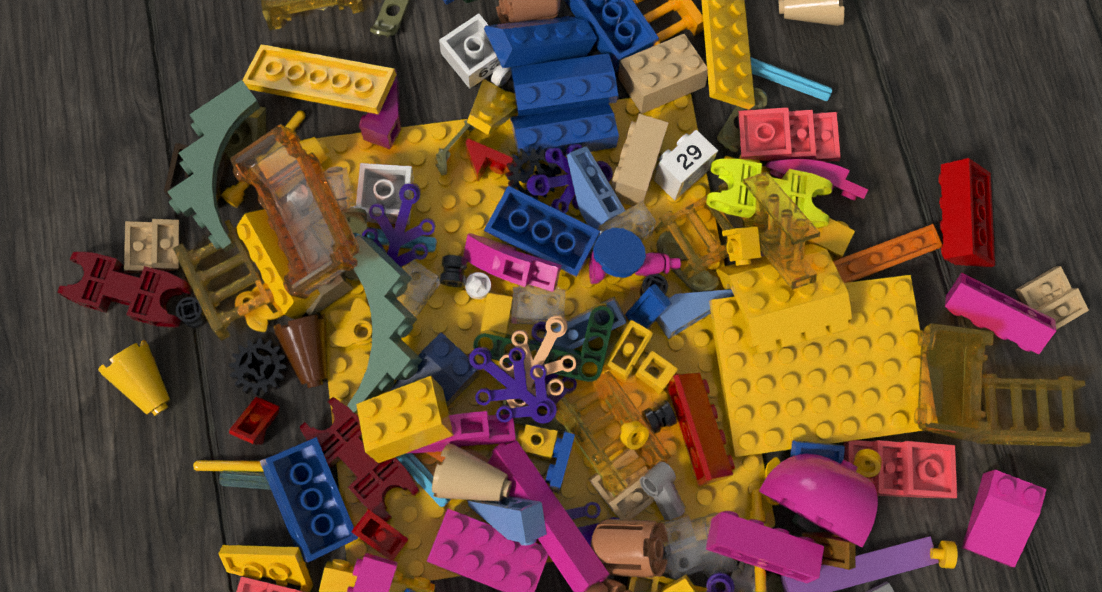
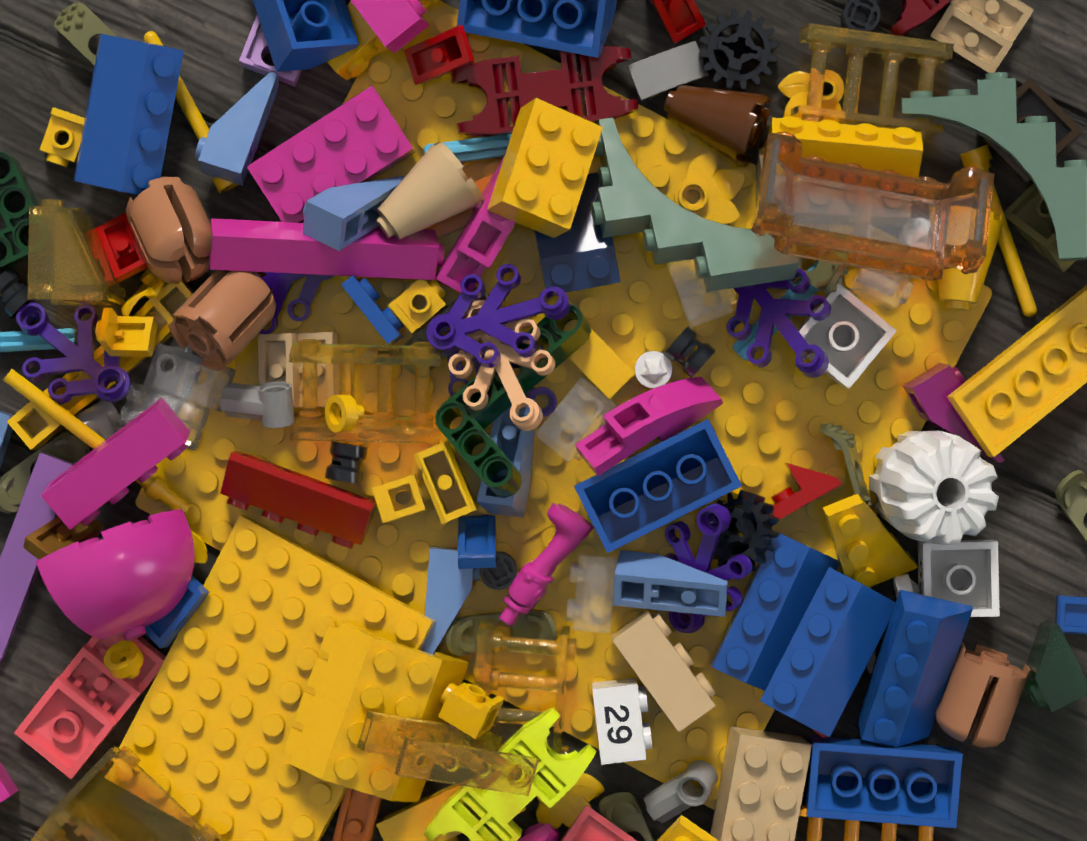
camera: 130 degrees right, 15 degrees up
(299, 399) = (667, 70): none -> light grey slope
(433, 88) = (933, 487): none -> white wheel
(619, 252) = (562, 553): blue tile -> none
(692, 109) = (681, 792): none -> light grey piece

